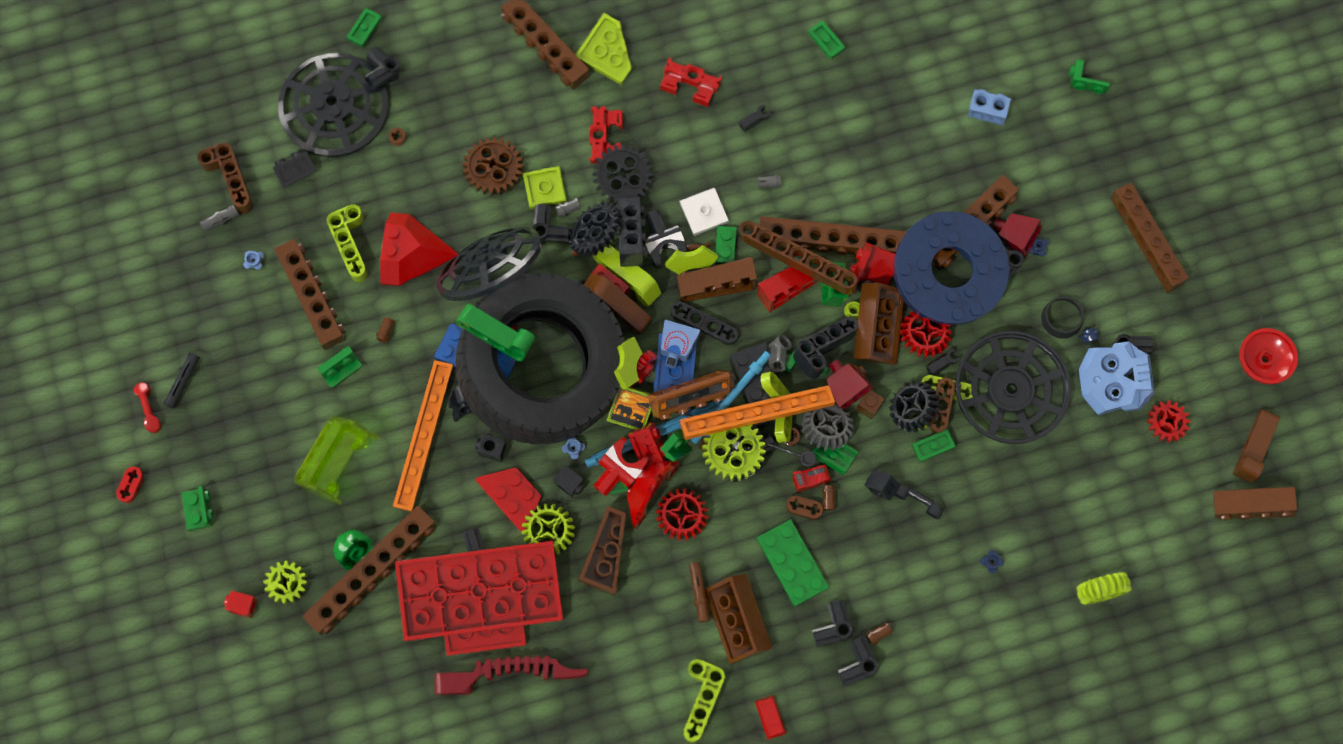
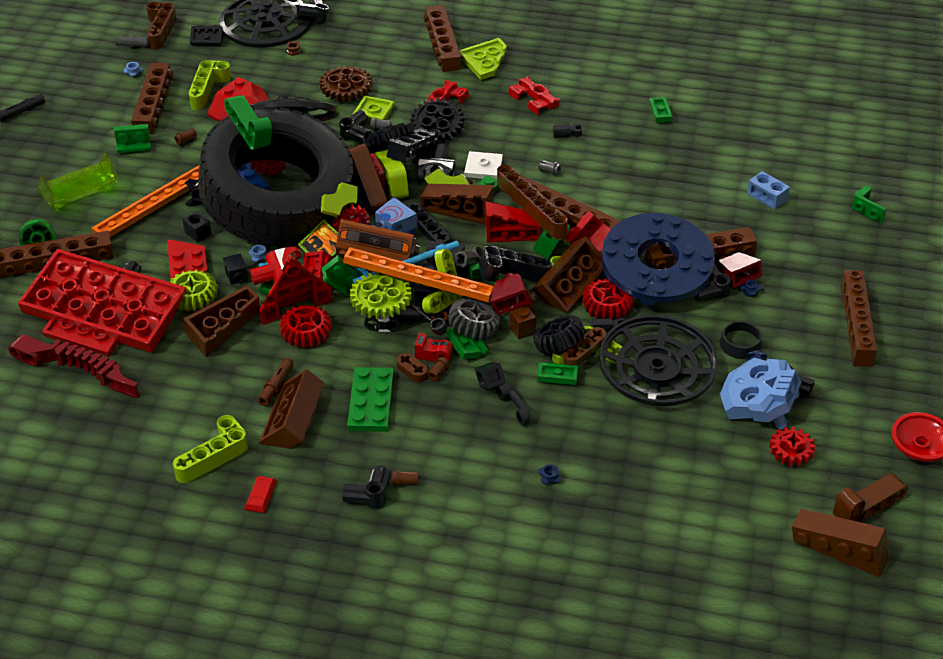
camera: 30 degrees right, 30 degrees down
(839, 618) = (371, 456): black piece -> none
(1104, 588) = (639, 531): lime gear -> none

